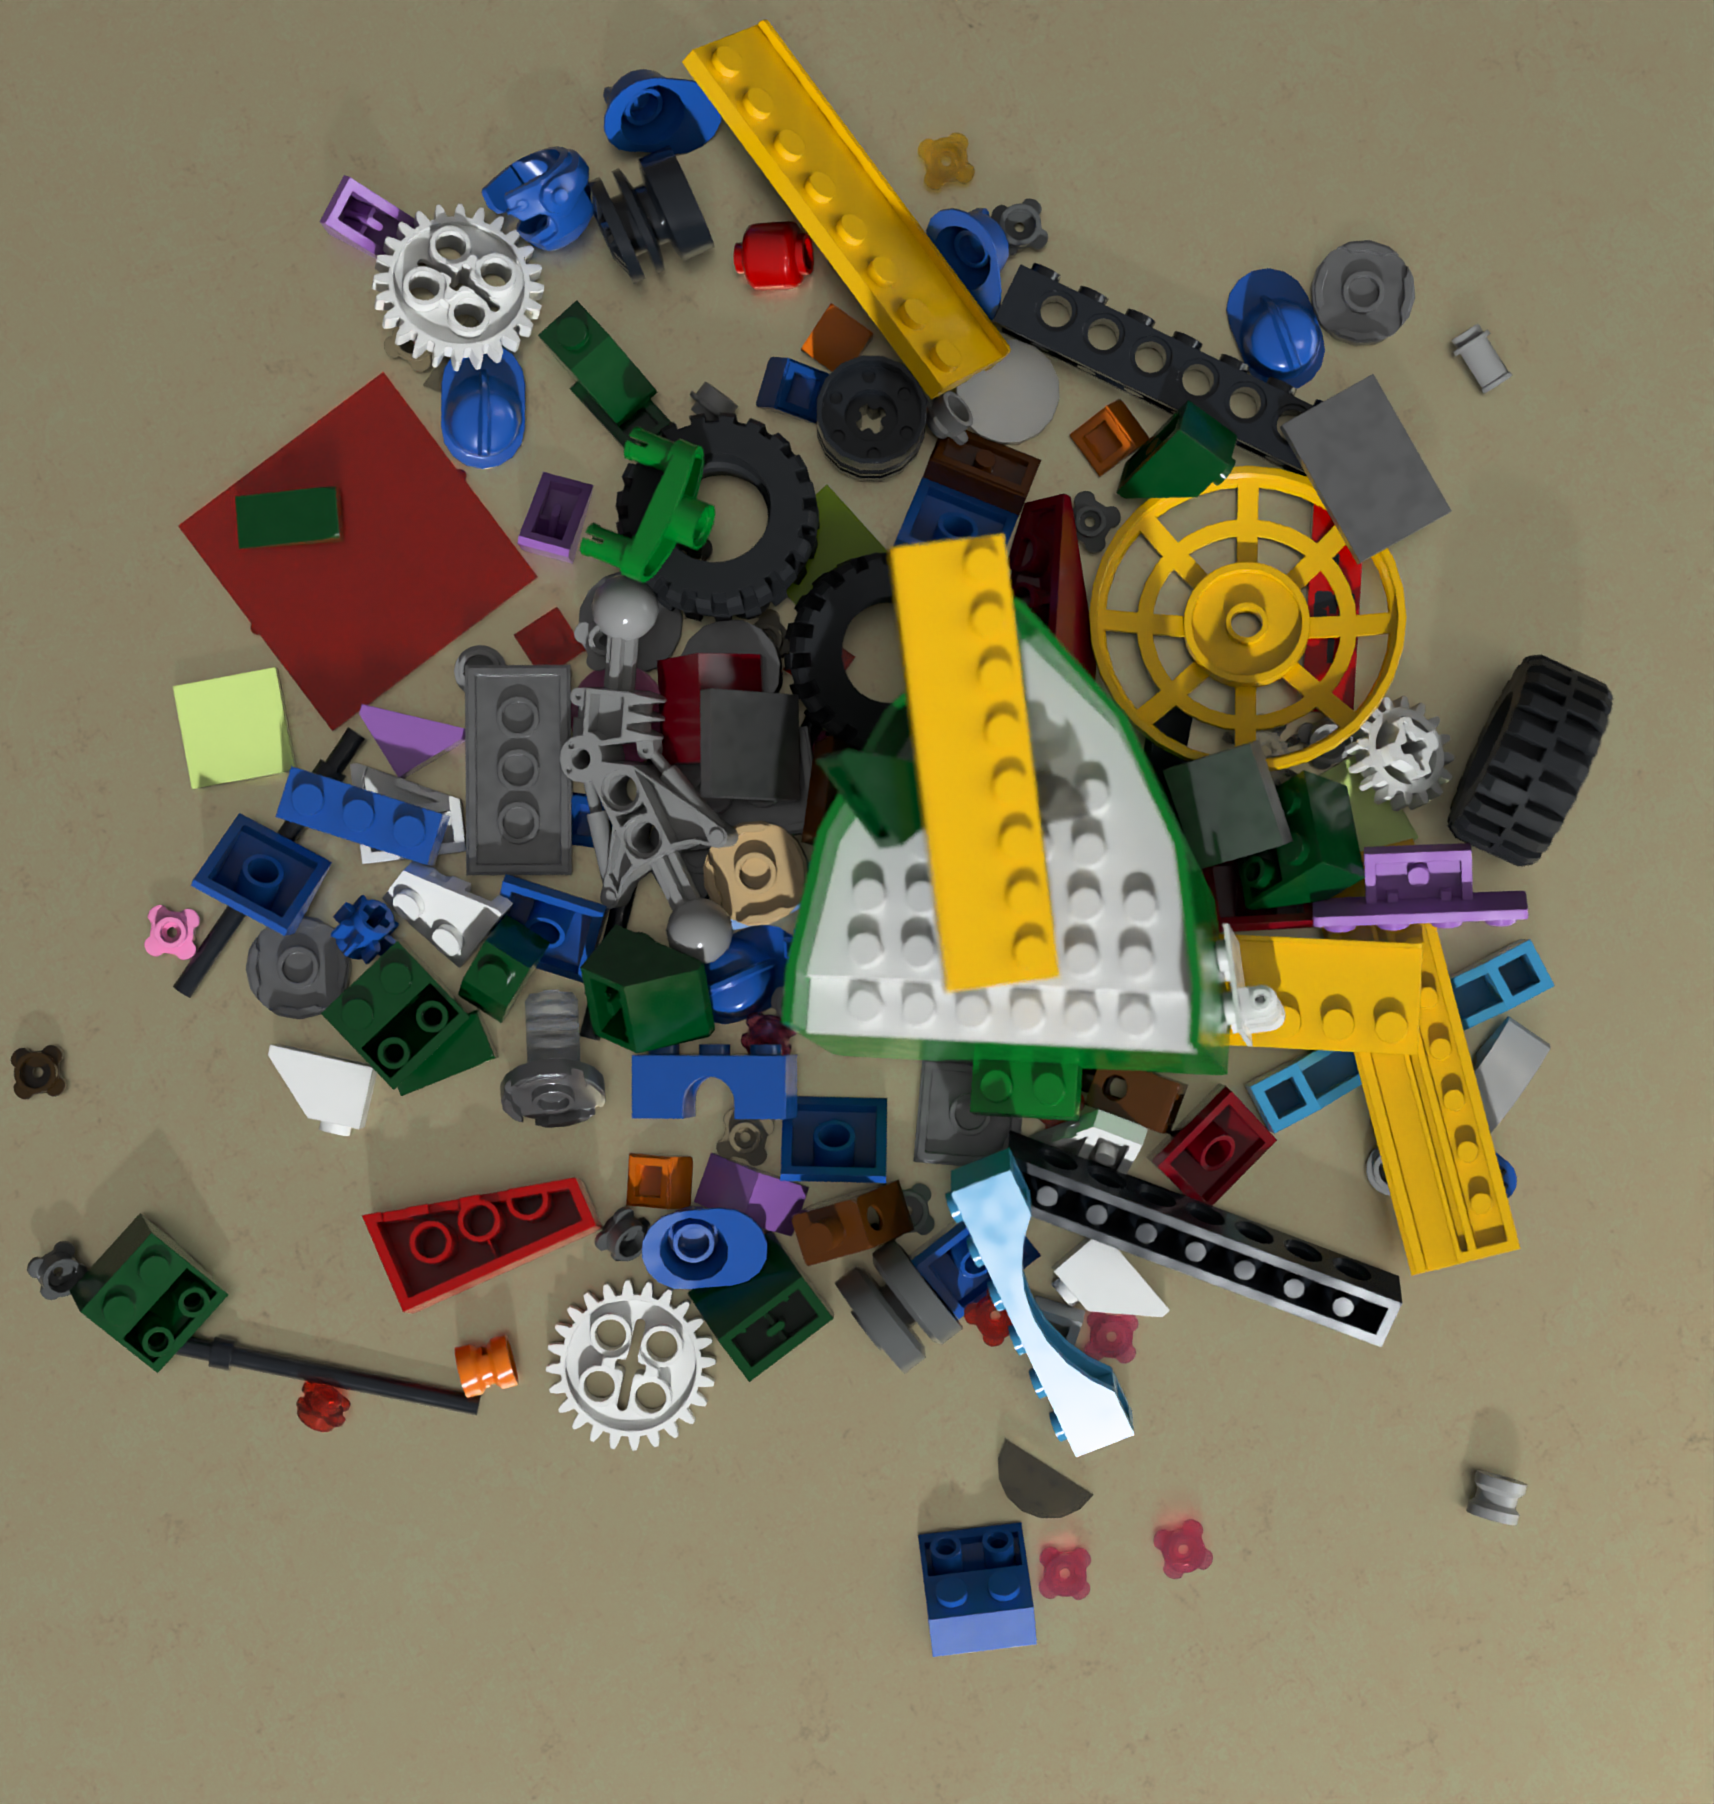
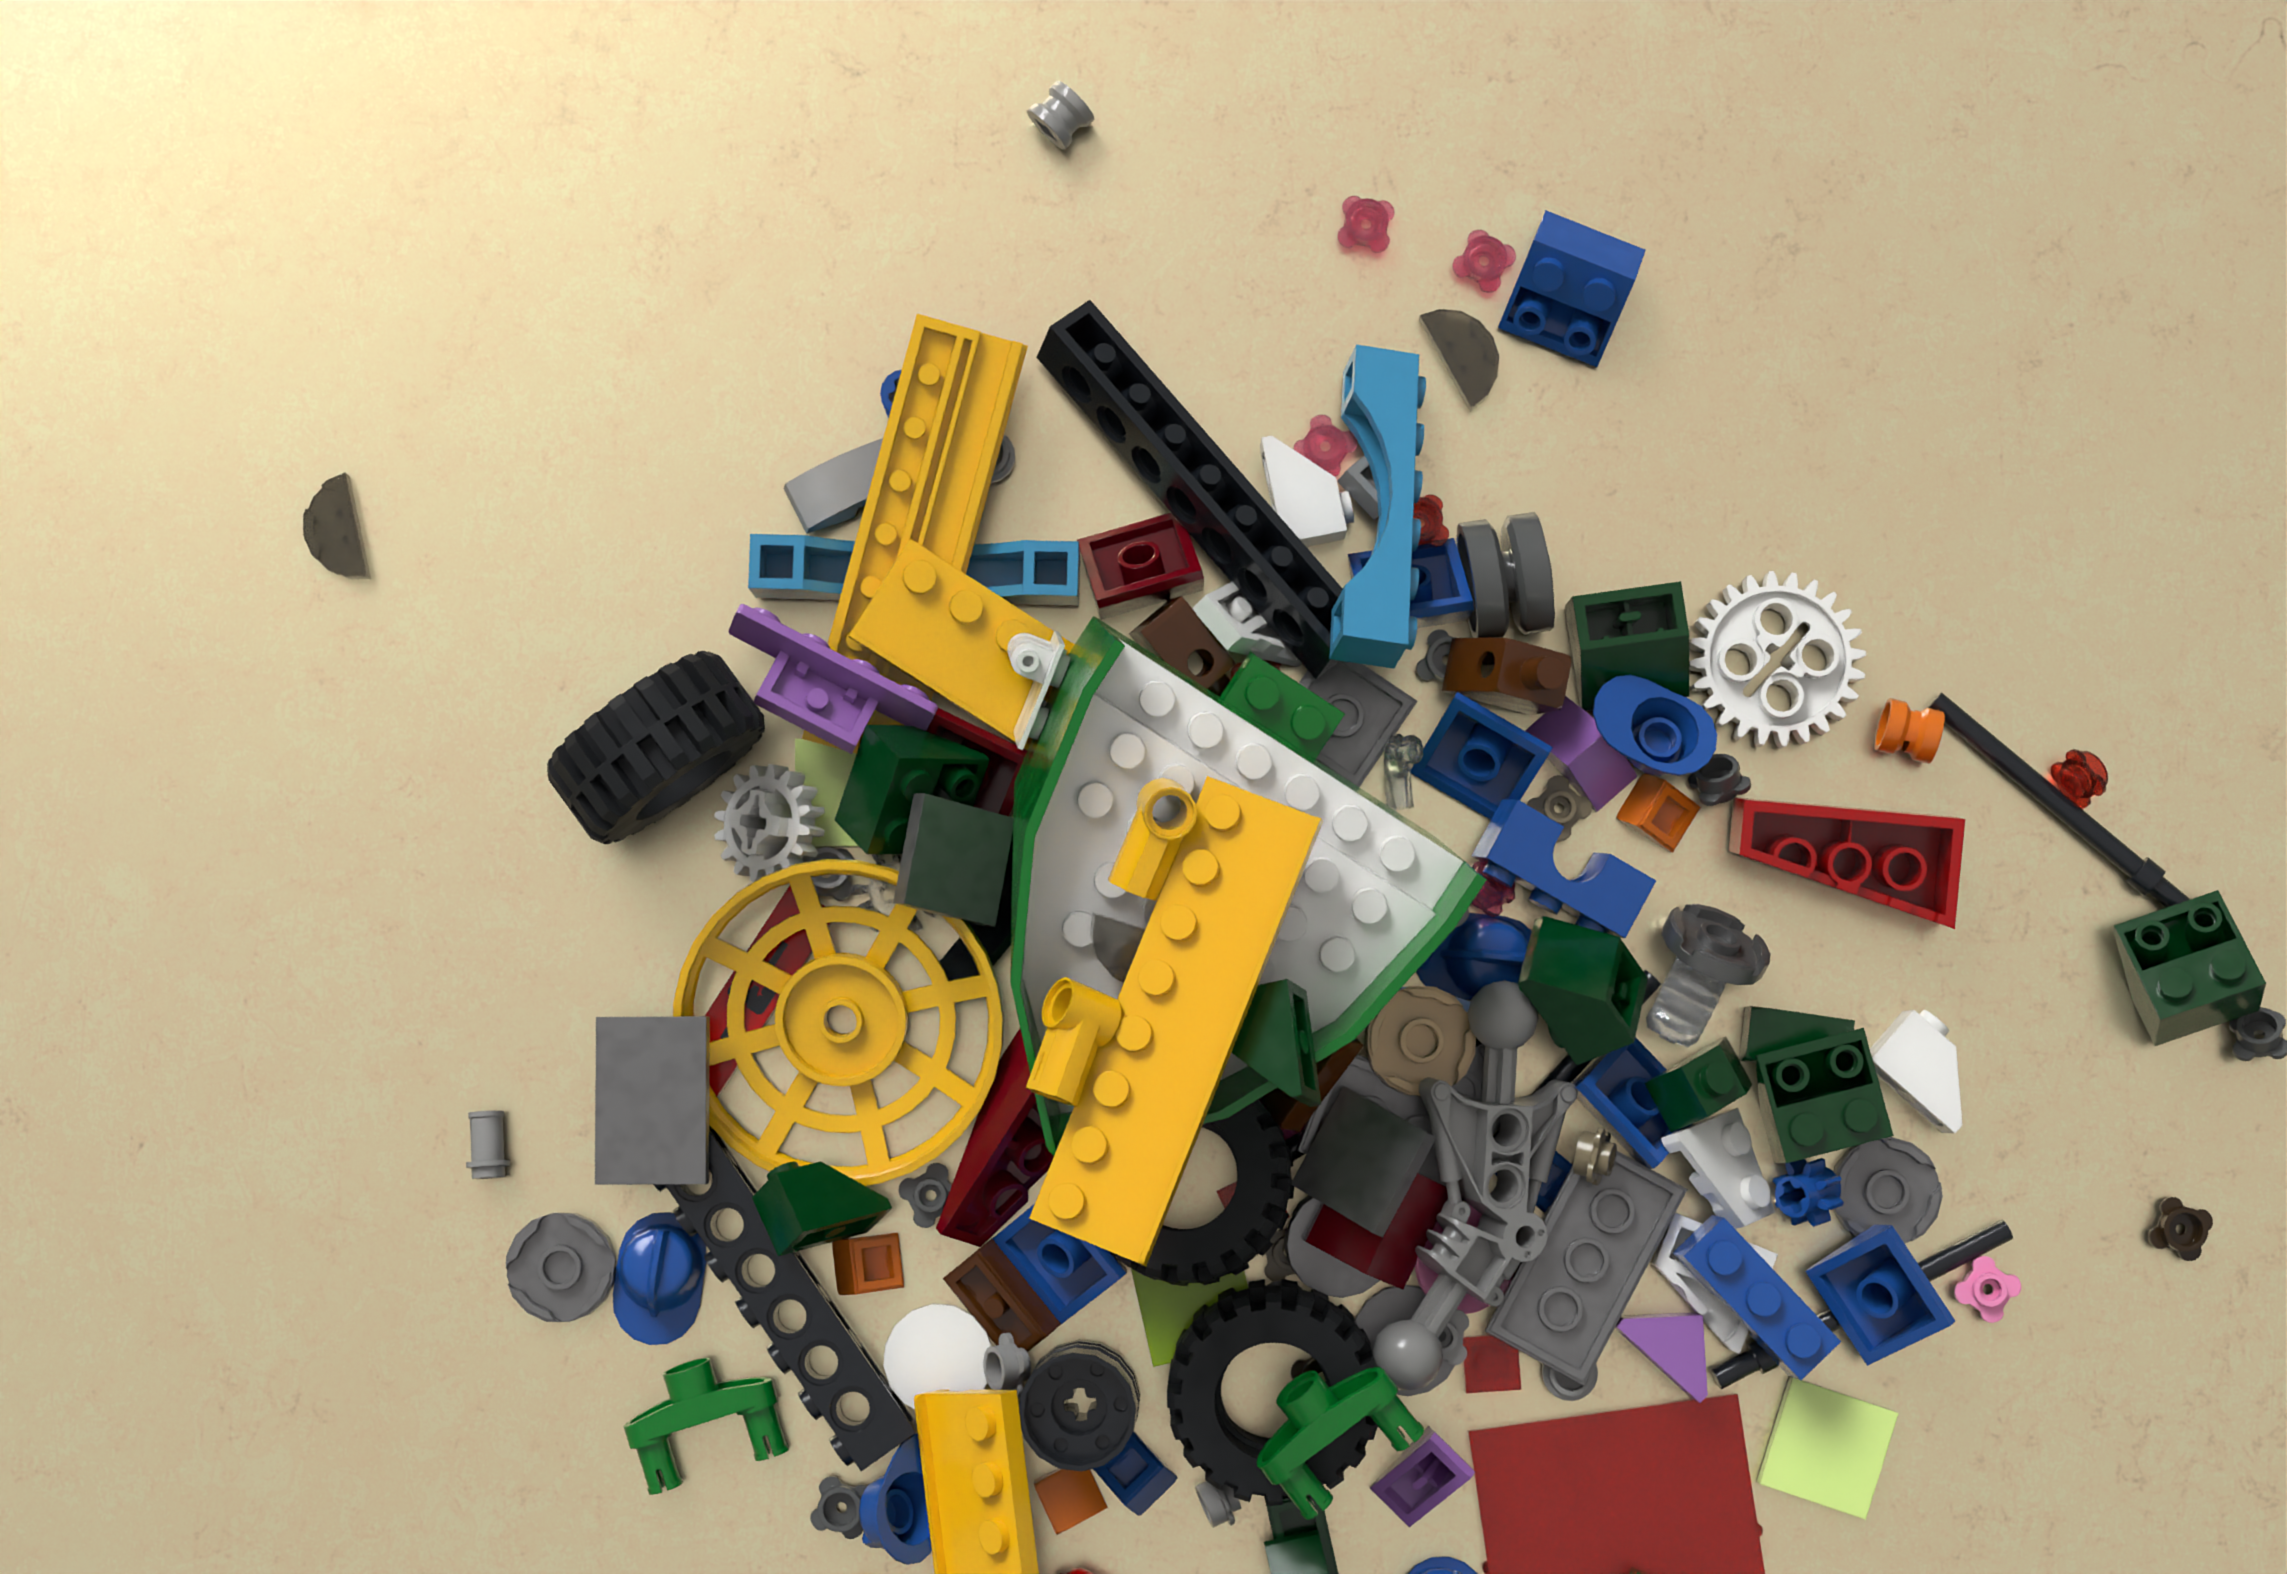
camera: 150 degrees left, 5 degrees down
(559, 858) = (1594, 1155): none -> dark tan plate
(903, 1106) = (1398, 755): none -> clear arm
(1051, 711) = (1077, 1025): none -> yellow piece
(1074, 896) = (1150, 843): none -> yellow piece
(1187, 248) = (696, 1400): none -> green connector

